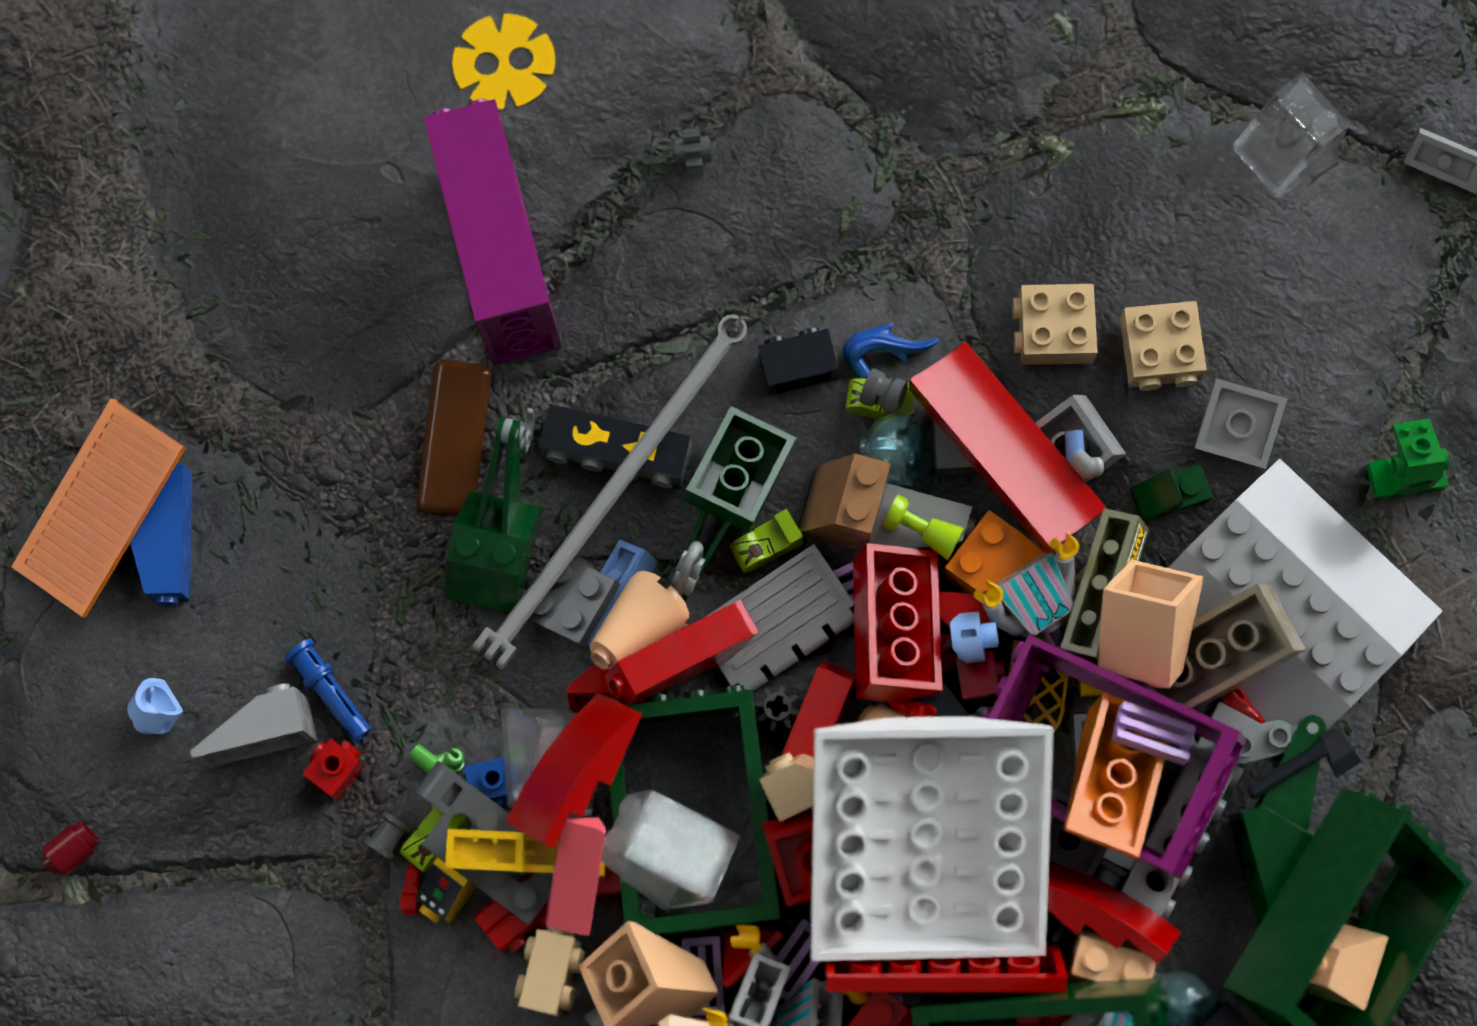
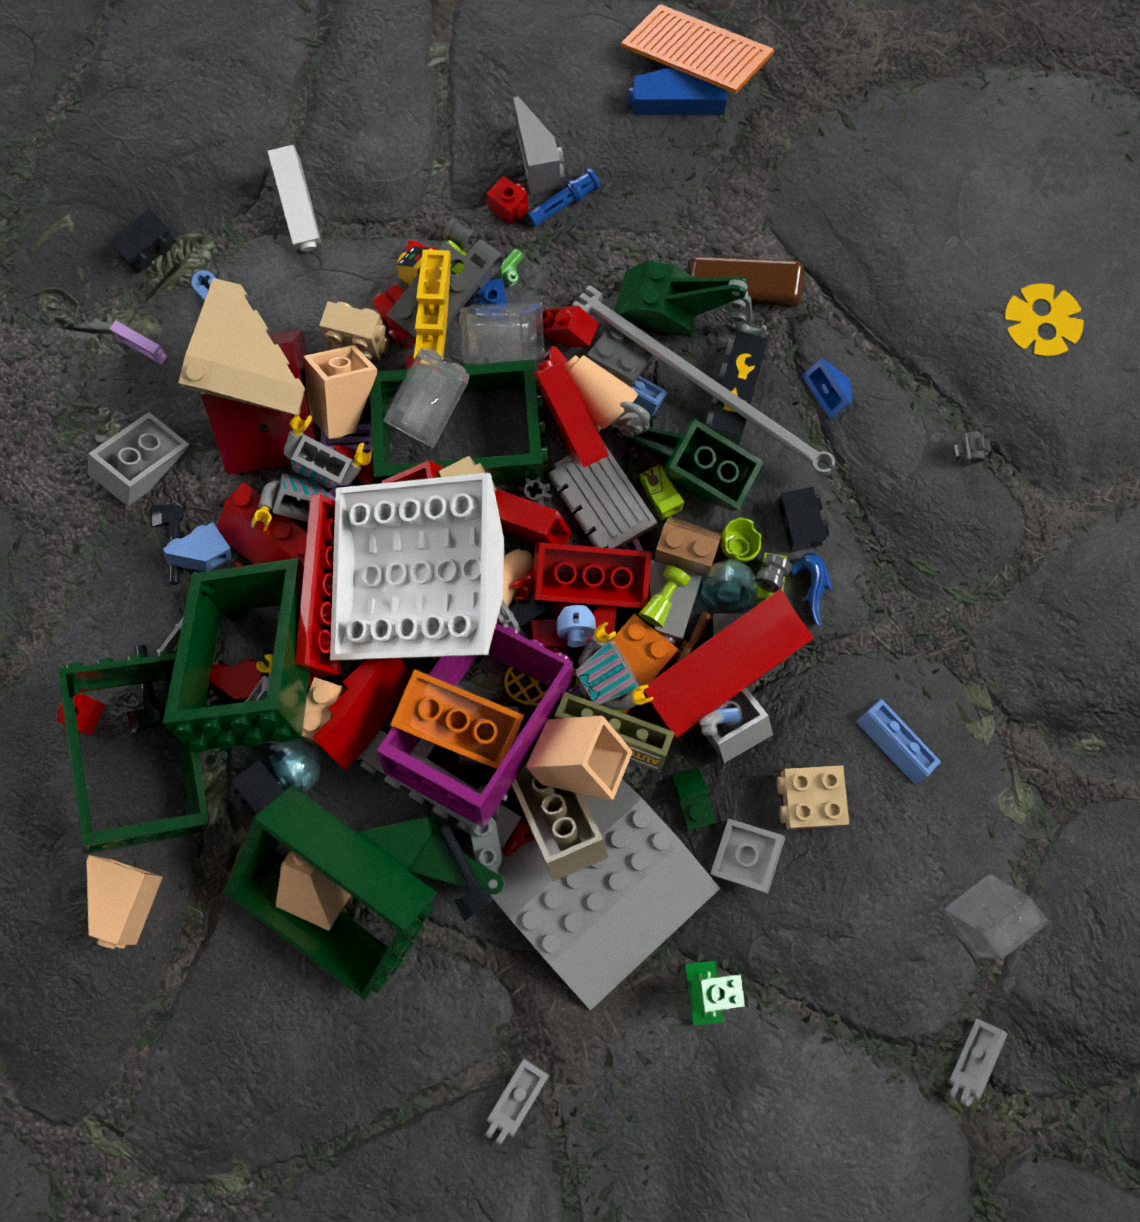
camera: 90 degrees right, 0 degrees up
(69, 848) = (464, 41): dark red brick -> none
(154, 707) = (554, 87): light blue piece -> none
(492, 231) = (899, 289): magenta door -> none
(530, 672) = (569, 326): none -> red slope
(572, 766) = (490, 334): red slope -> none
(576, 875) = (412, 334): coral slope -> none
(610, 328) = (829, 387): none -> blue slope
(832, 436) = (740, 540): none -> lime hair
(977, 501) = (696, 637): none -> dark orange piece
(1055, 324) = (831, 714): tan brick -> none
(1080, 245) = (898, 742): none -> medium blue slope
(1155, 727) = (469, 770): lavender tile -> none

